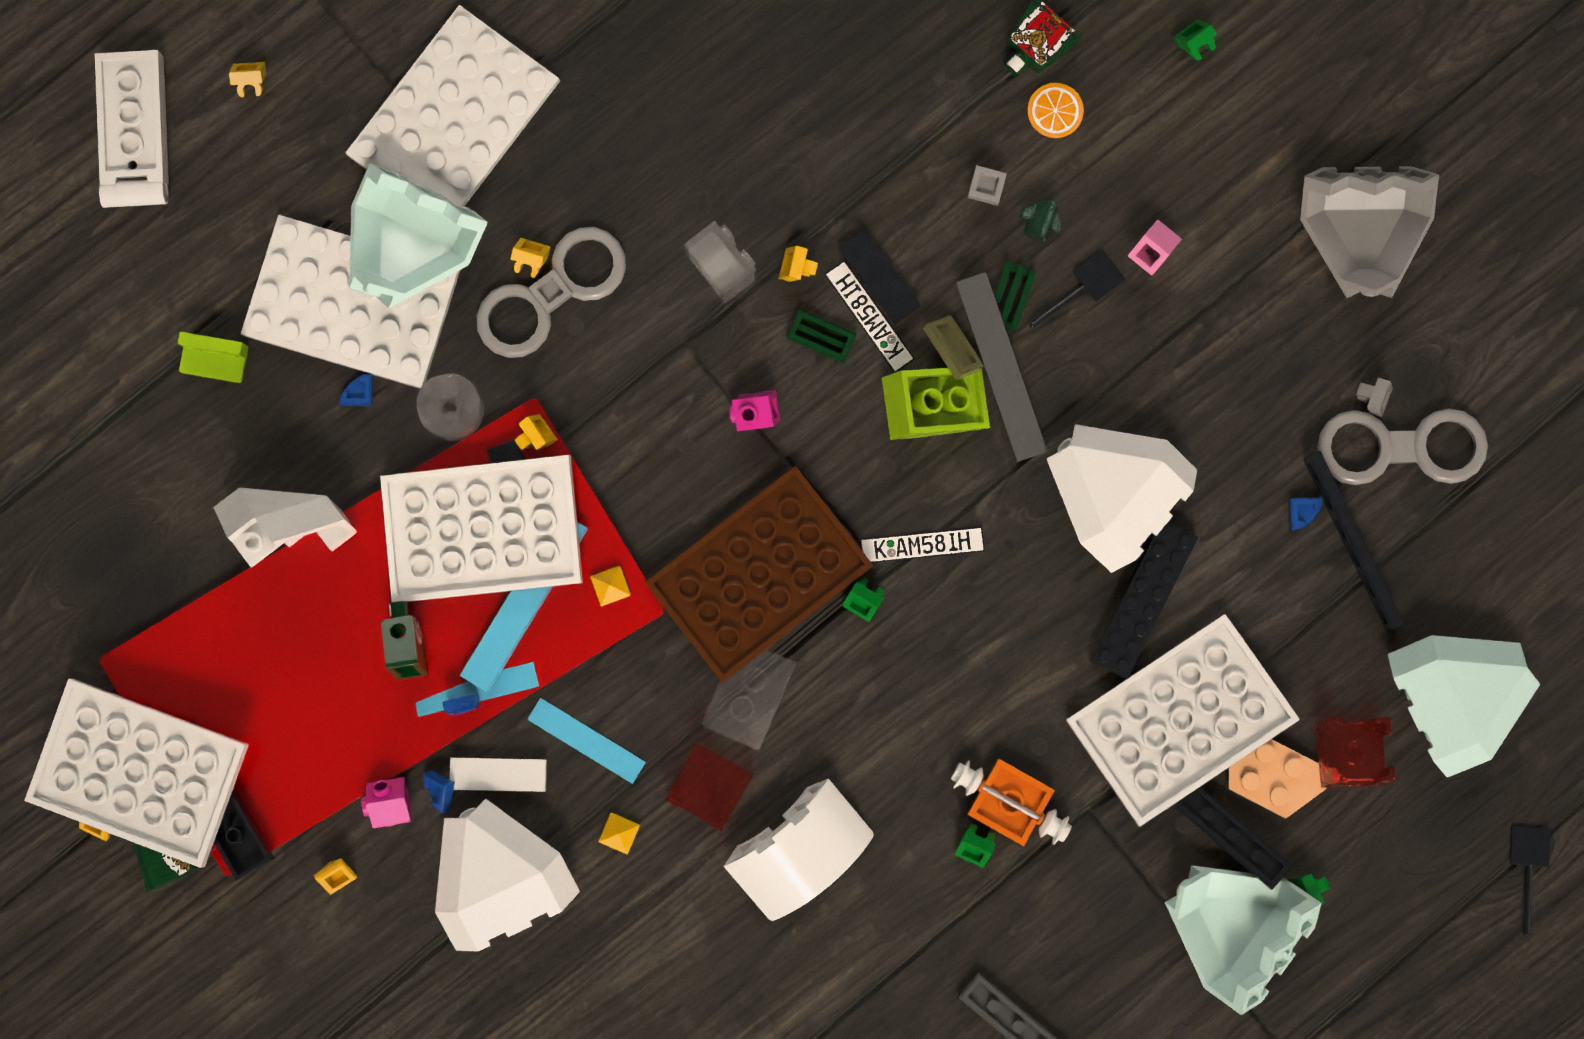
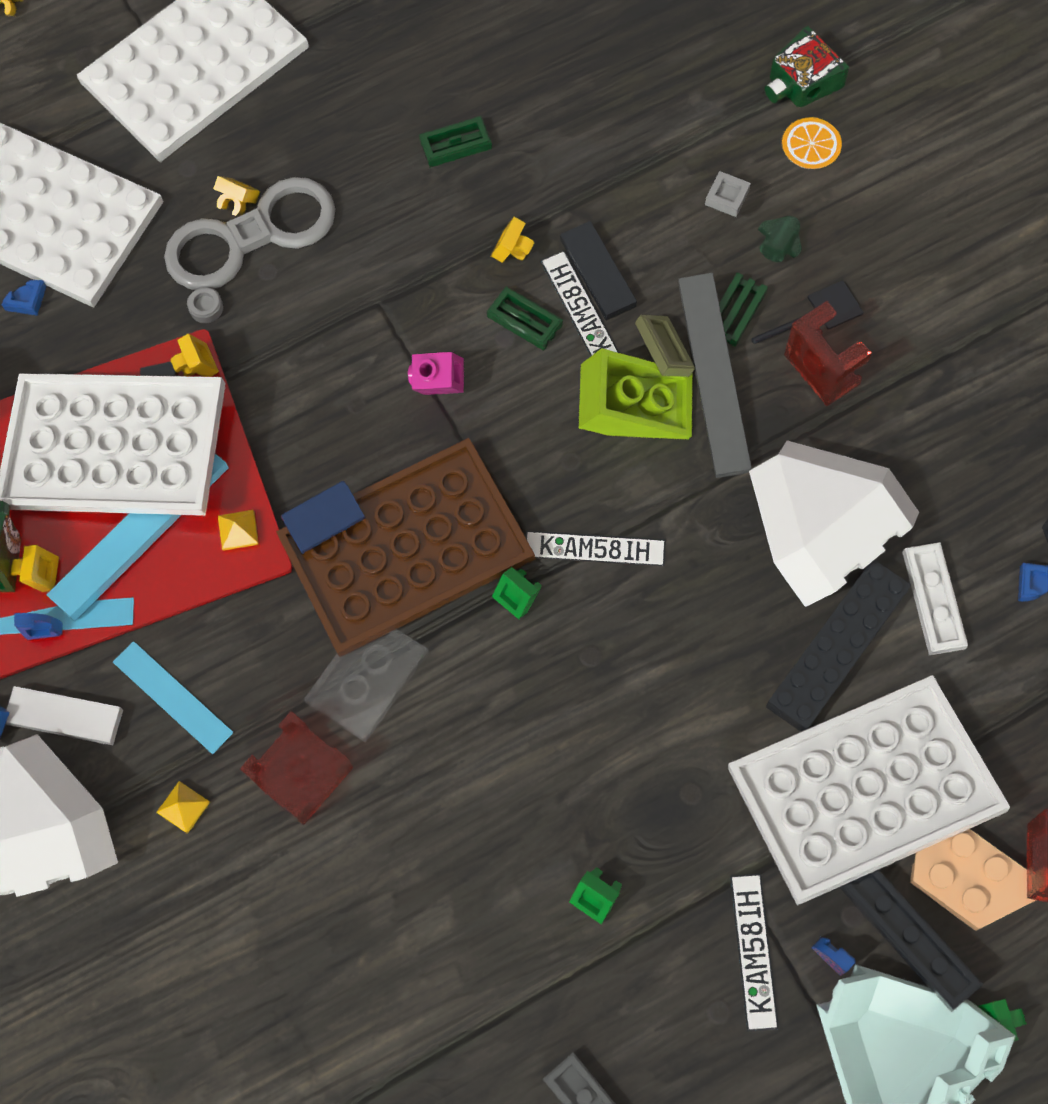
camera: 15 degrees right, 15 degrees down
(406, 237) = (111, 147): light aqua panel -> none
(444, 389) = (113, 319): clear brick -> none
(445, 654) = (36, 568): none -> yellow tile
(526, 371) = (205, 305): none -> light grey tile
(685, 565) = (322, 516): none -> dark blue slope
(699, 177) = (457, 145): none -> dark green tile
(720, 262) = (430, 220): clear brick -> none
(802, 854) = (386, 863): white panel -> none
(1011, 802) = (647, 850): orange plate -> none
(1091, 344) = (816, 361): none -> clear red panel
(1109, 866) = (754, 952): none -> sticker
(1154, 247) = (900, 278): bright pink brick -> none
(1174, 861) = (838, 959): none -> blue tile
(1195, 36) = (964, 94): green tile -> none
(1219, 542) = (935, 599): none -> white tile

